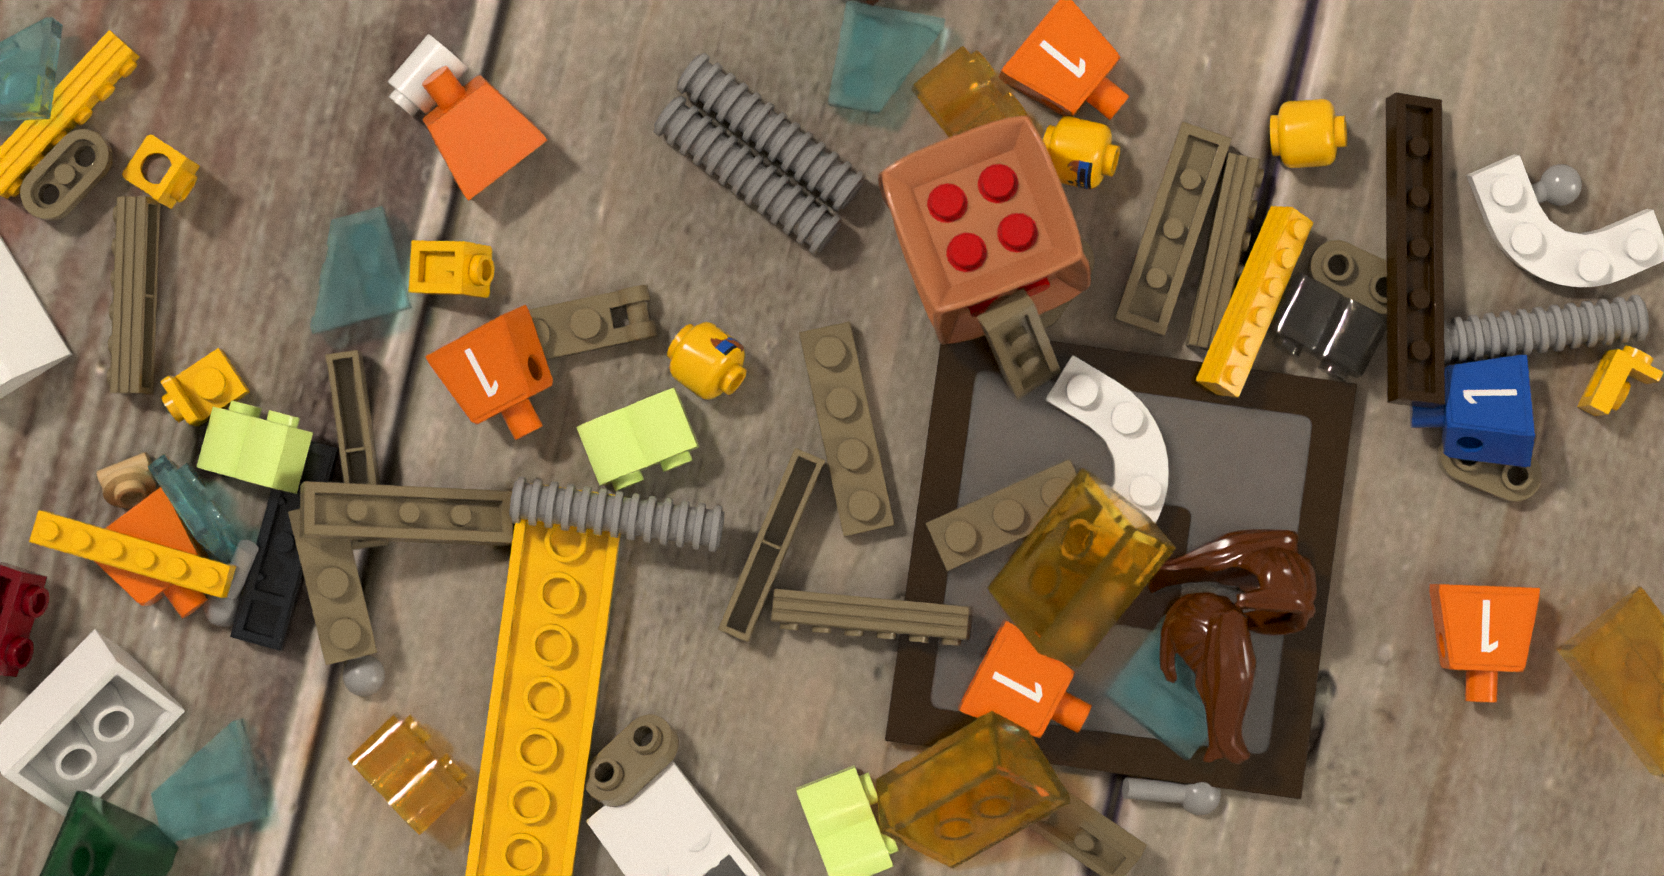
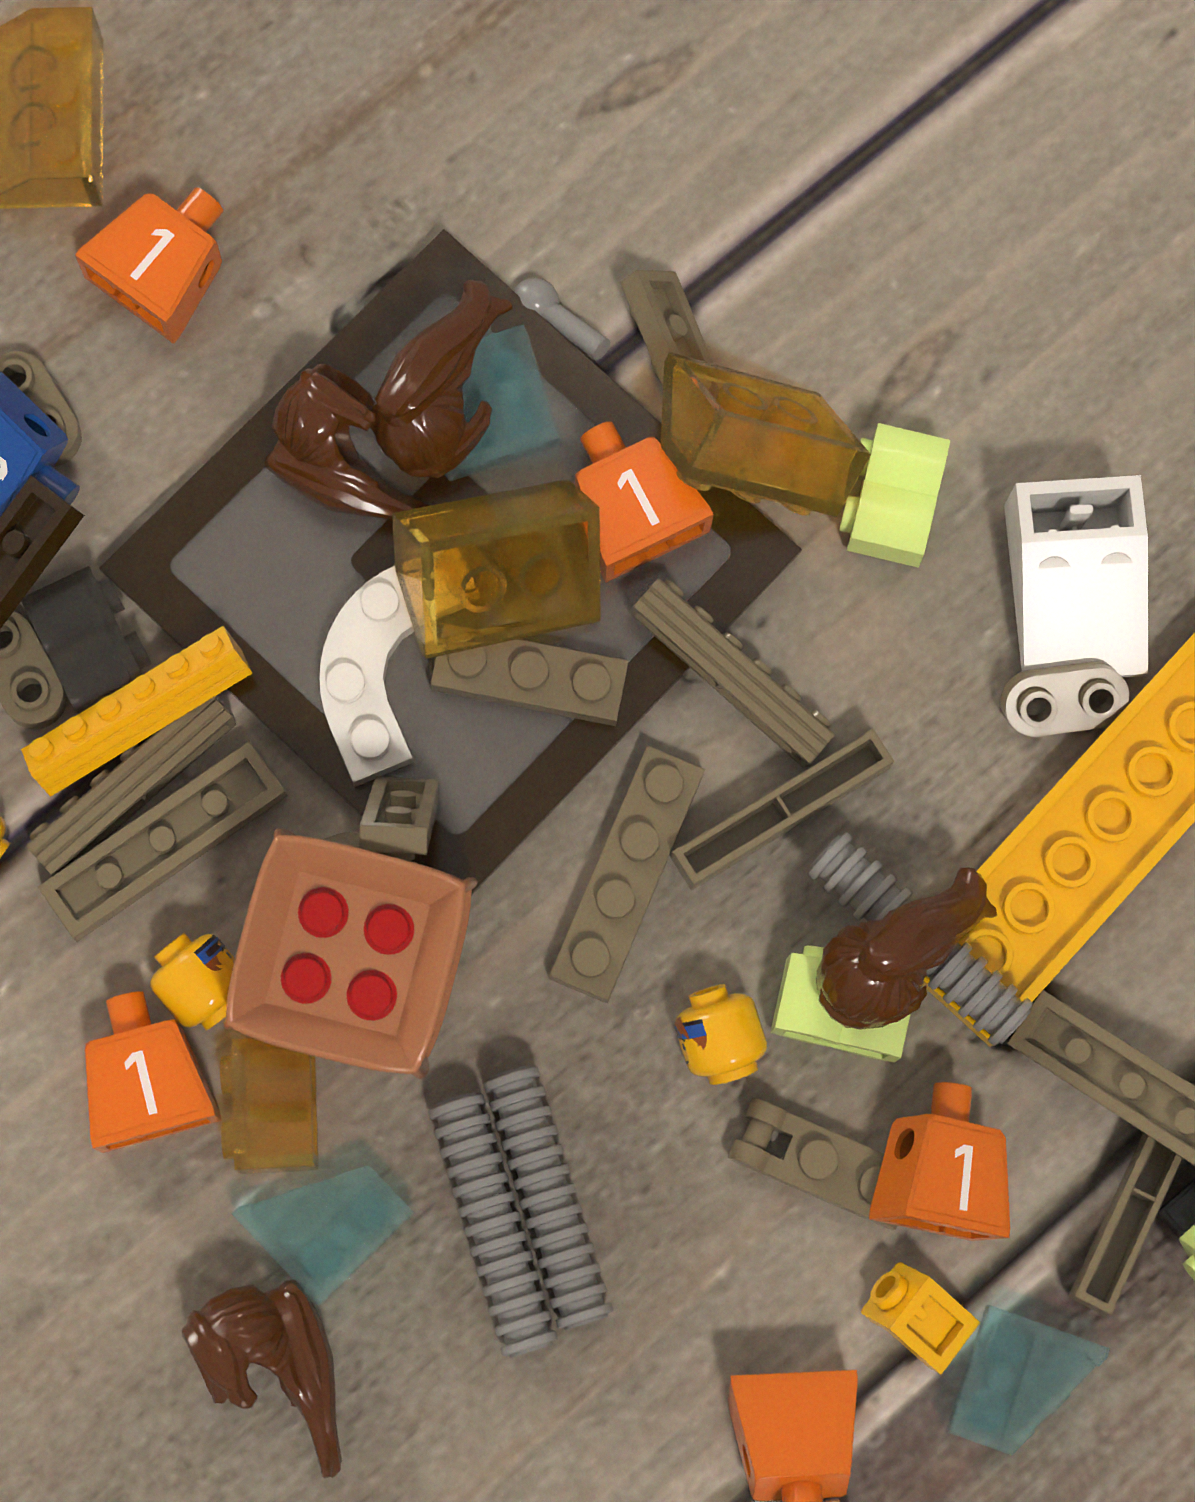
camera: 150 degrees left, 10 degrees down
(629, 468) = (877, 968): none -> reddish brown hair

